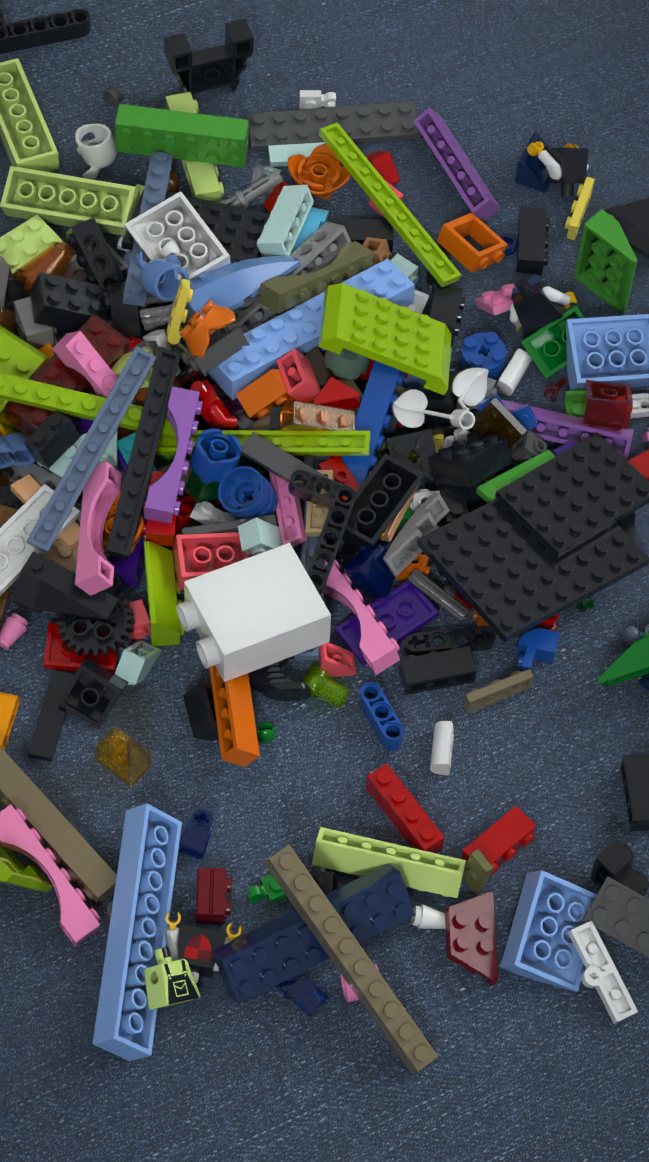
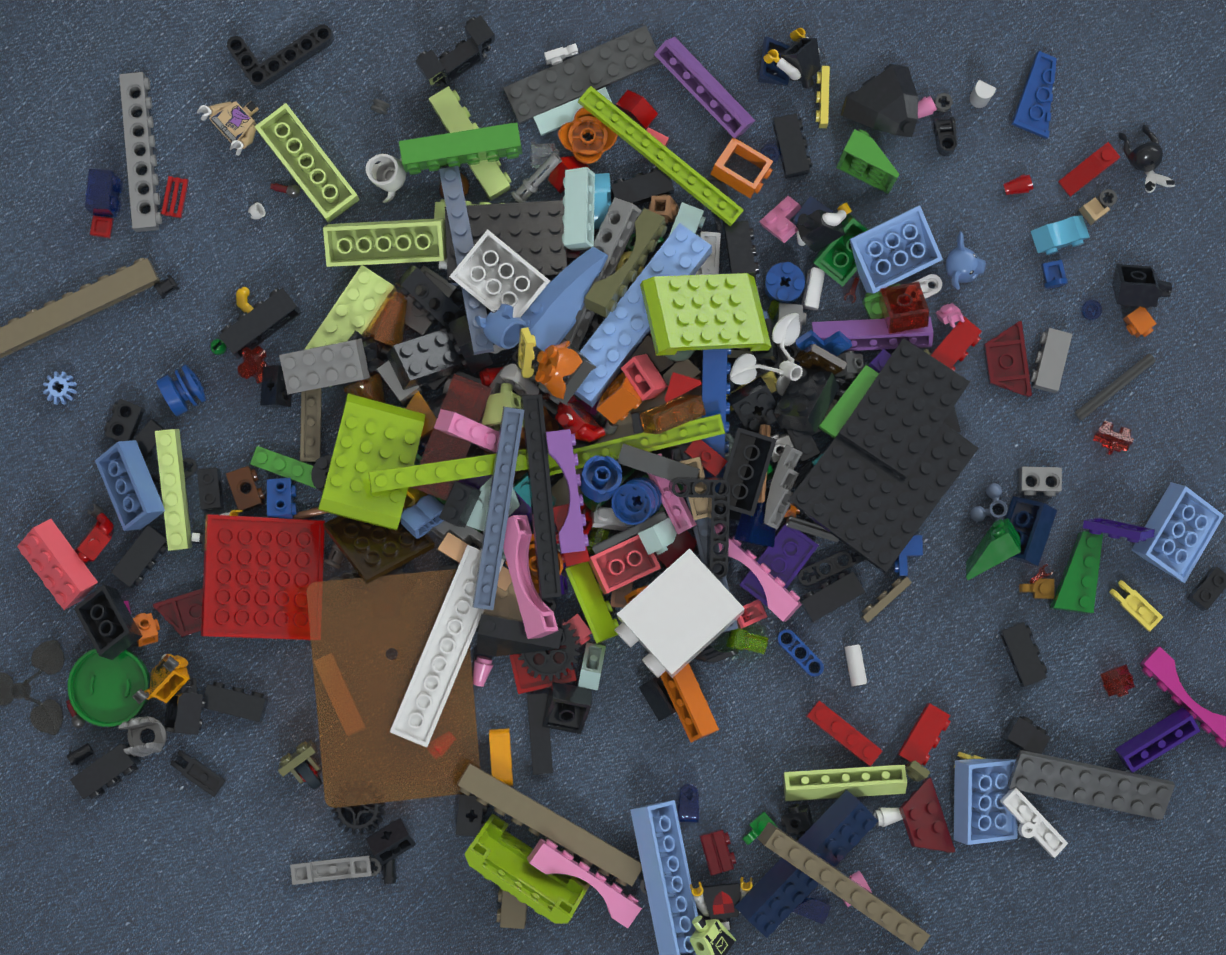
camera: 15 degrees left, 25 degrees up
(123, 756) = (612, 758): clear yellow wedge -> none
(170, 248) = (499, 295): white hinge -> none
(265, 736) = (711, 689): green hinge -> none

